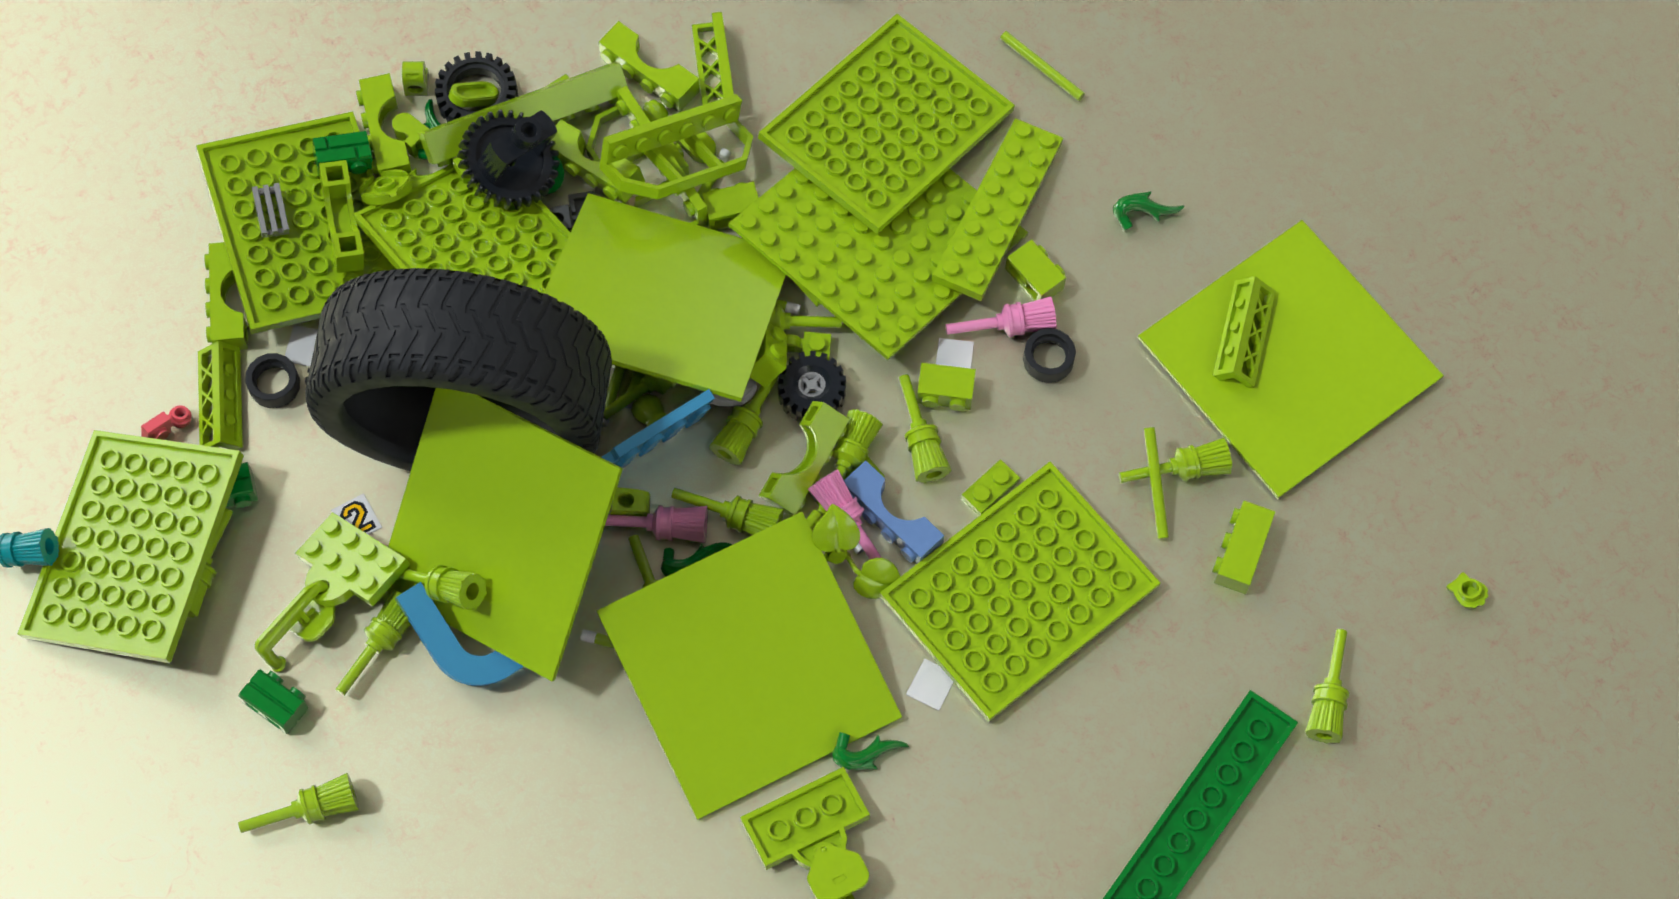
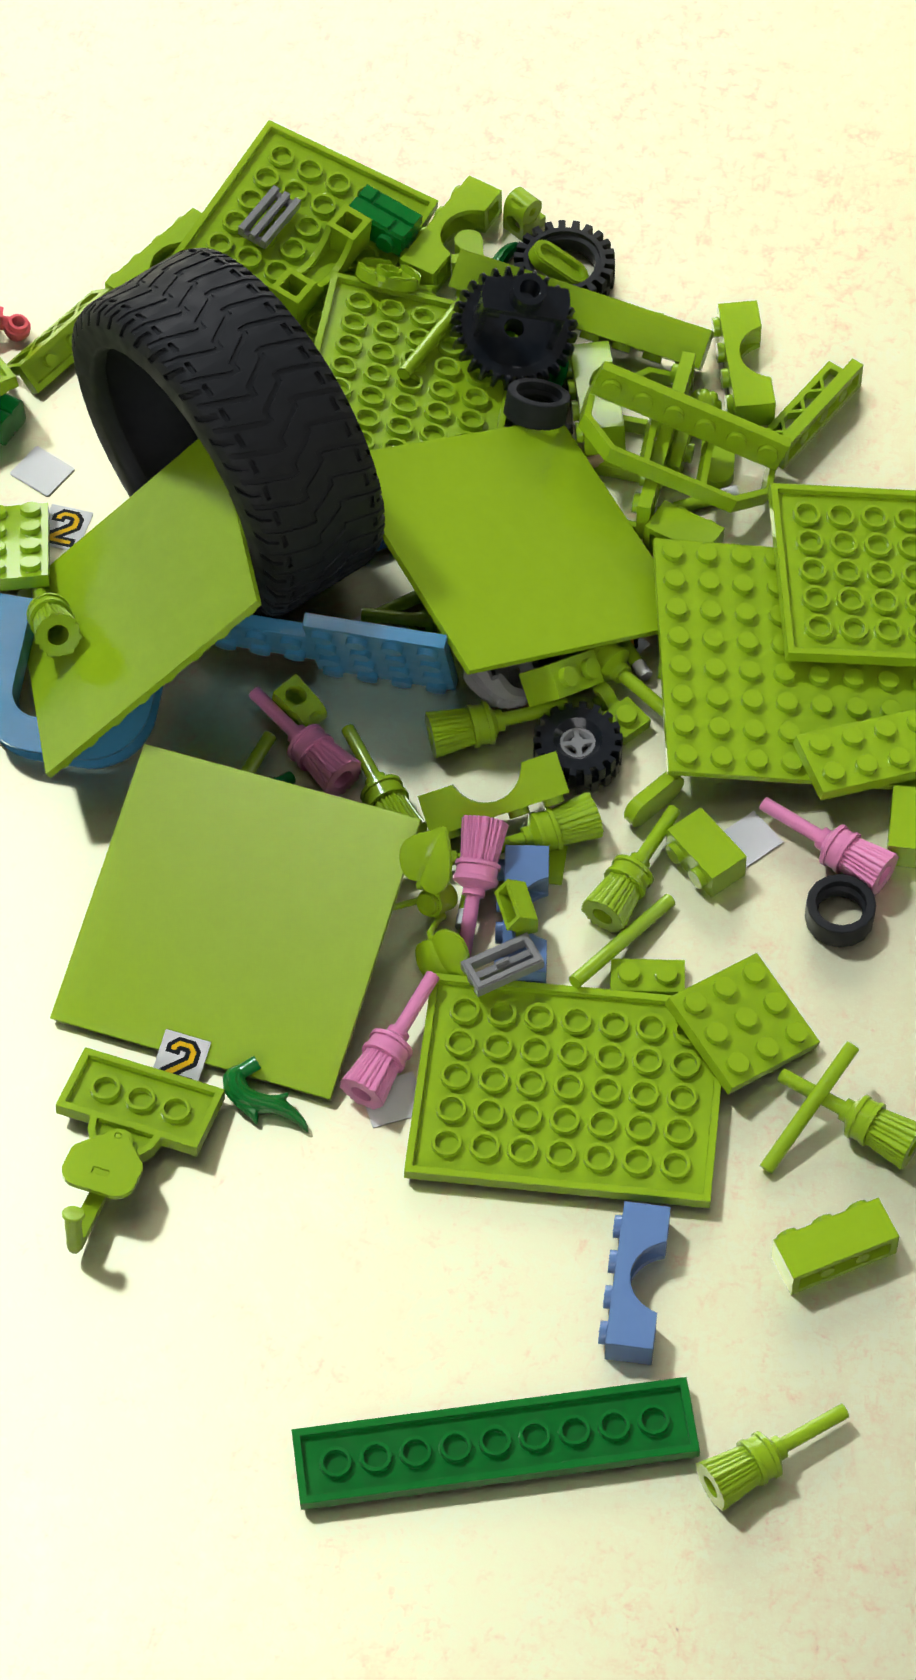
camera: 50 degrees right, 10 degrees down
(300, 495) = (42, 471): none -> white sticker
(462, 206) = (427, 344): none -> lime bar
(574, 208) = (536, 404): none -> black tyre
(796, 770) = (182, 1054): none -> sticker
(884, 382) = (653, 799): none -> lime tile
(897, 508) = (525, 917): none -> lime piece
(907, 661) = (386, 1053): none -> bright pink piece
(913, 573) = (505, 969): none -> light grey tile
(957, 478) = (621, 941): none -> lime bar
(1071, 467) = (742, 1023): none -> lime plate
(1192, 690) = (631, 1325): none -> medium blue arch

